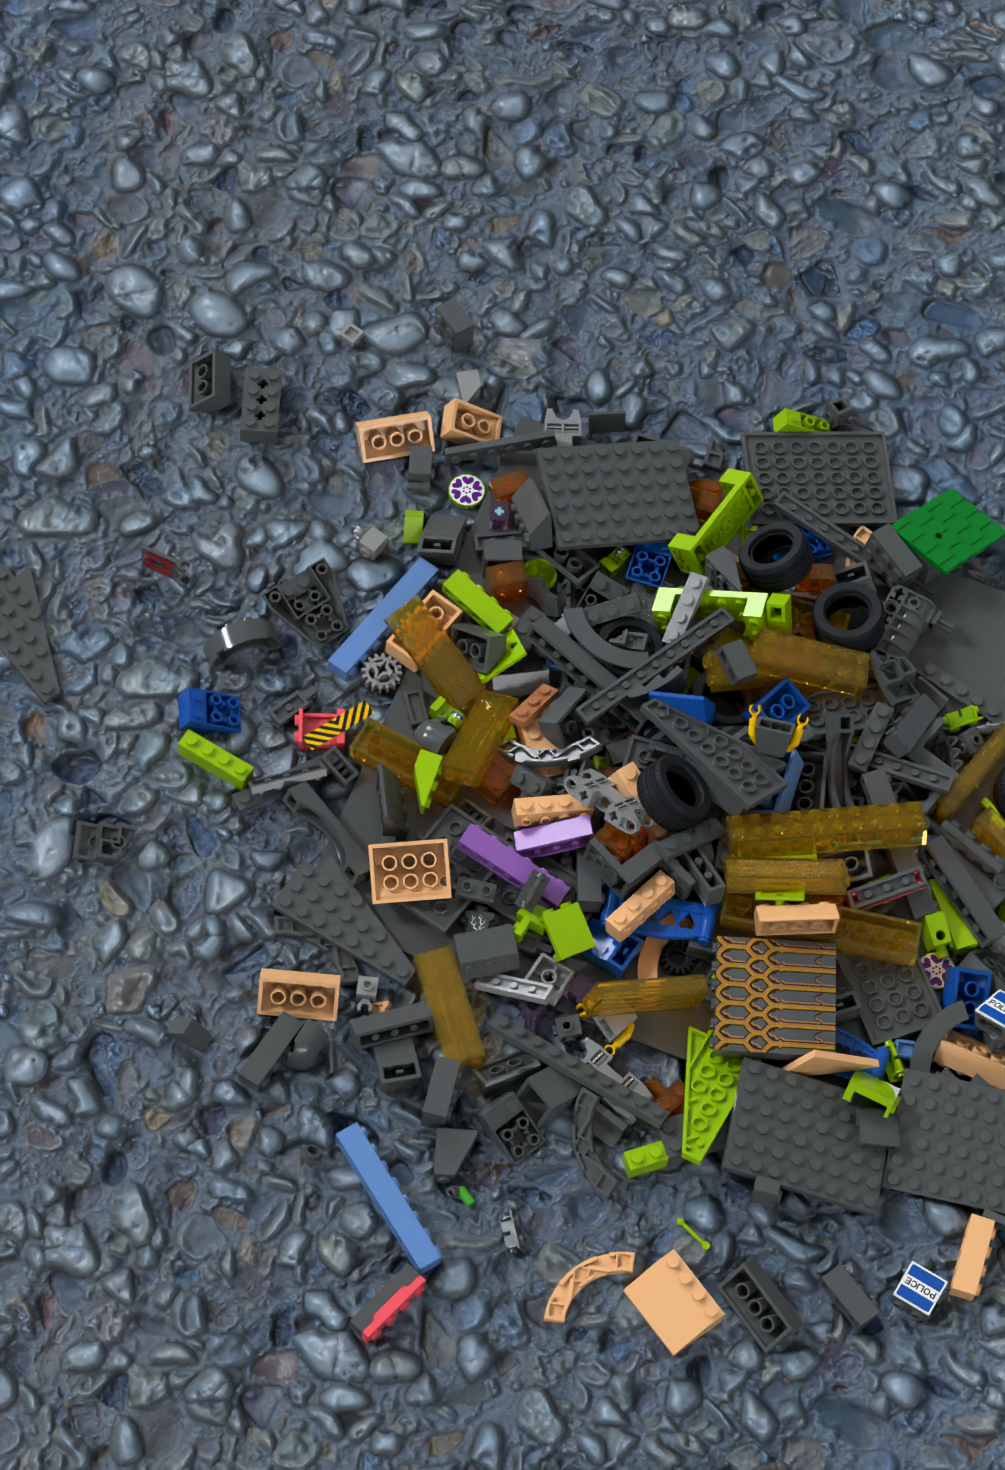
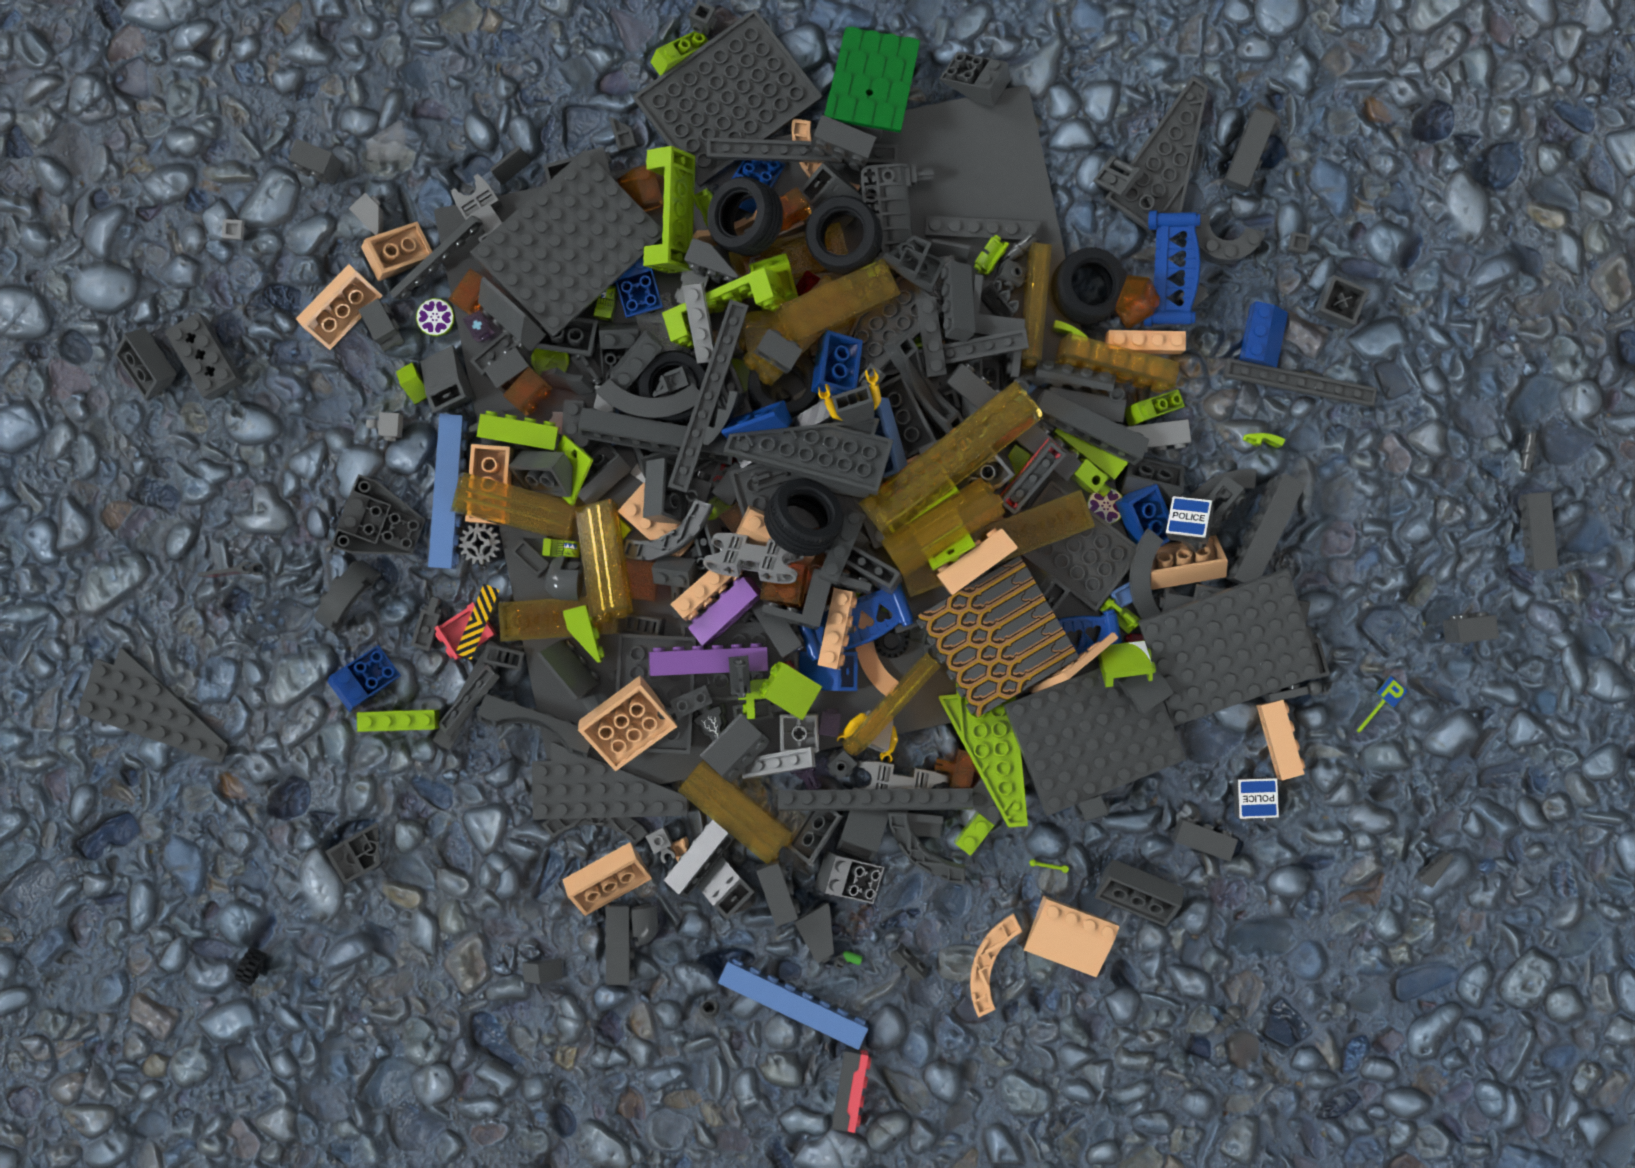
camera: 25 degrees left, 25 degrees up
(533, 705) = (628, 497): nougat plate -> none
(779, 613) = (785, 277): lime slope -> none

